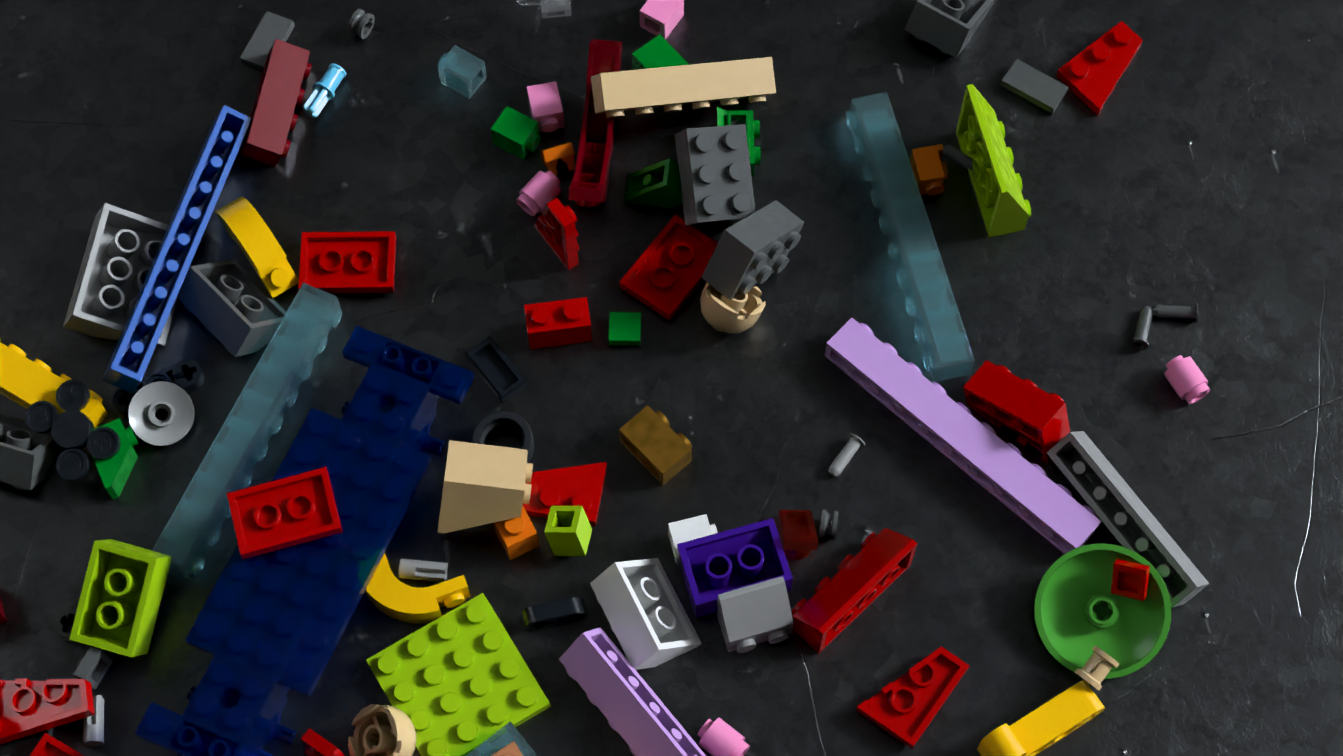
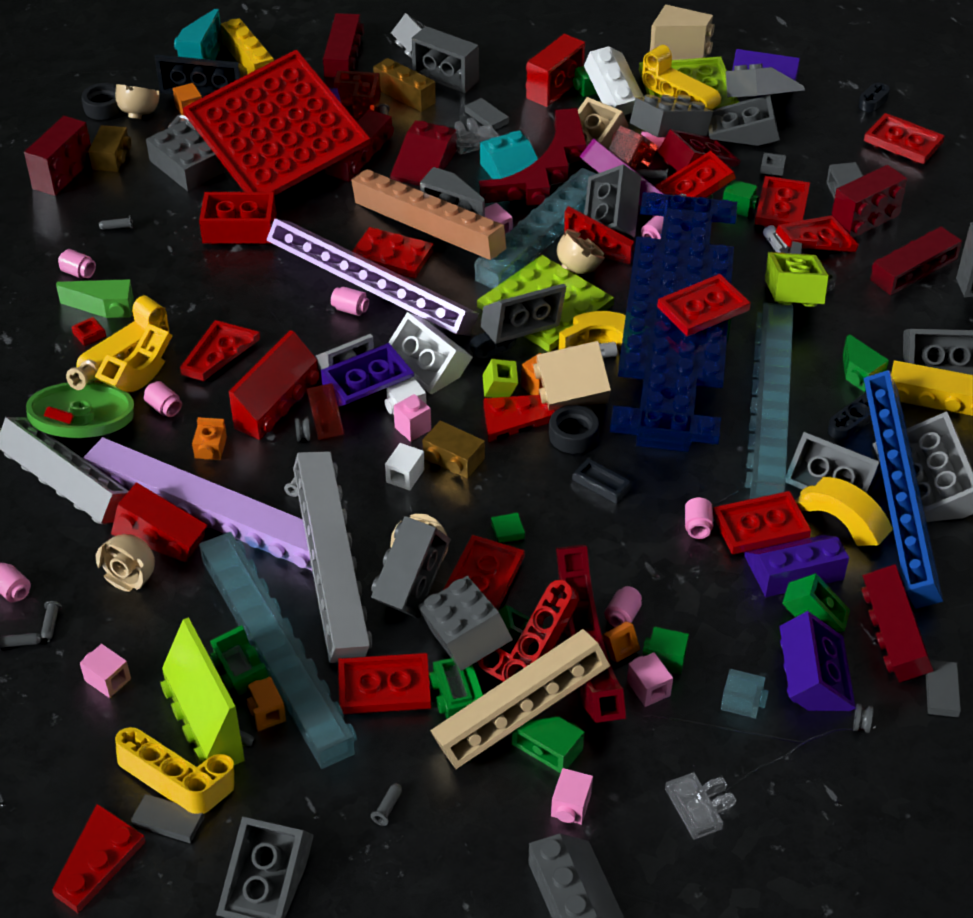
camera: 165 degrees right, 20 degrees down
(72, 430) = (908, 364): black piece -> none
(161, 396) = (841, 392): light grey dish -> none
(323, 90) = (862, 652): medium azure axle -> none
(334, 200) = (794, 560): none -> dark purple slope
(344, 147) = (816, 597): none -> green slope
(377, 83) = (816, 665): none -> dark purple slope
(413, 281) = (698, 517): none -> bright pink brick
(506, 610) = (524, 314): none -> dark grey slope
(558, 323) = (563, 510): red brick -> none
(559, 231) = (589, 532): red wing -> none
(638, 147) = (534, 632): none -> red beam
(691, 499) = (412, 417): none -> bright pink brick
(718, 434) = (404, 466): none -> white brick
(806, 167) = (384, 683): none -> red plate
(830, 52) = (381, 815): none -> dark grey piece
(834, 304) = (331, 556): none -> light grey brick
(942, 544) = (209, 438): none -> orange brick
(950, 218) = (238, 660): none -> green window
(996, 619) = (162, 399): none -> bright pink brick
(1030, 121) = (171, 775): none -> yellow beam
(1030, 675) = (140, 365): none -> yellow arch
(1055, 363) = (126, 561): none -> tan cylinder
(1086, 244) = (105, 670): none -> bright pink brick

